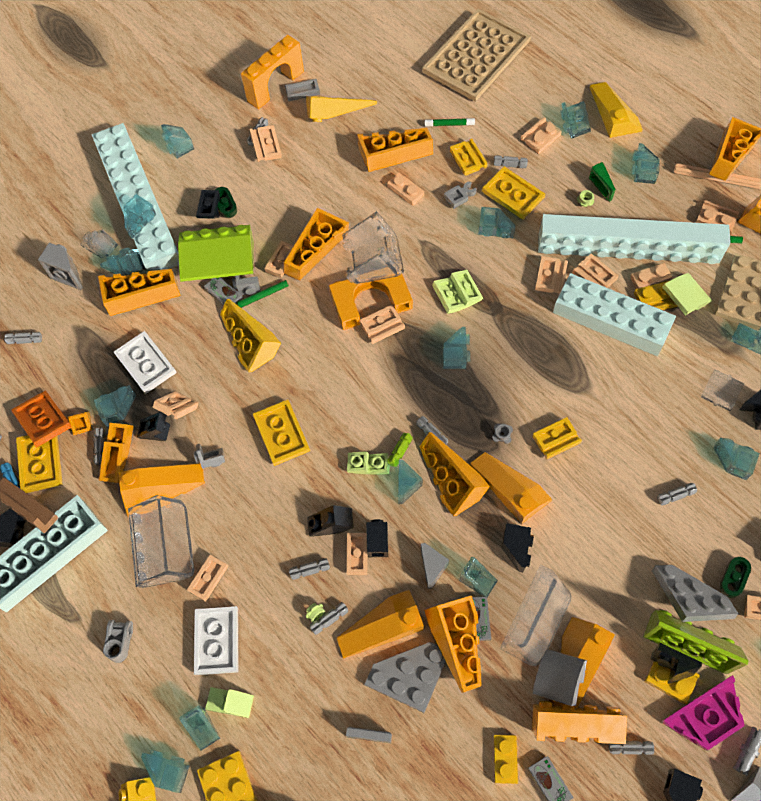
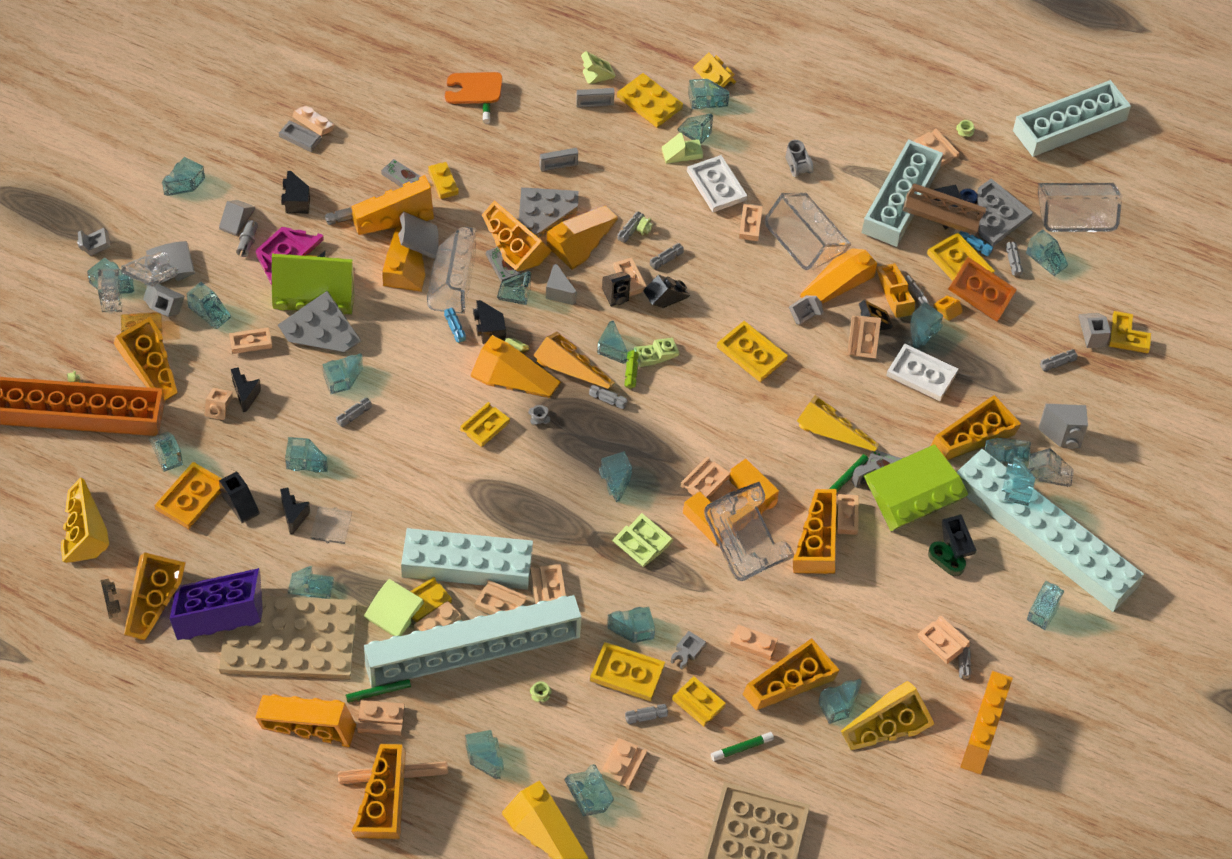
camera: 150 degrees right, 10 degrees down
(302, 89) = (945, 735): light grey tile -> none
(364, 123) = (839, 701): none -> clear light blue slope
(497, 513) = (517, 344): none -> yellowish green slope
(551, 555) = (455, 325): none -> dark azure axle
(602, 180) = (531, 719): green slope -> none
(682, 536) = (342, 373): none -> clear light blue slope
(735, 578) = (284, 359): dark green plate -> none

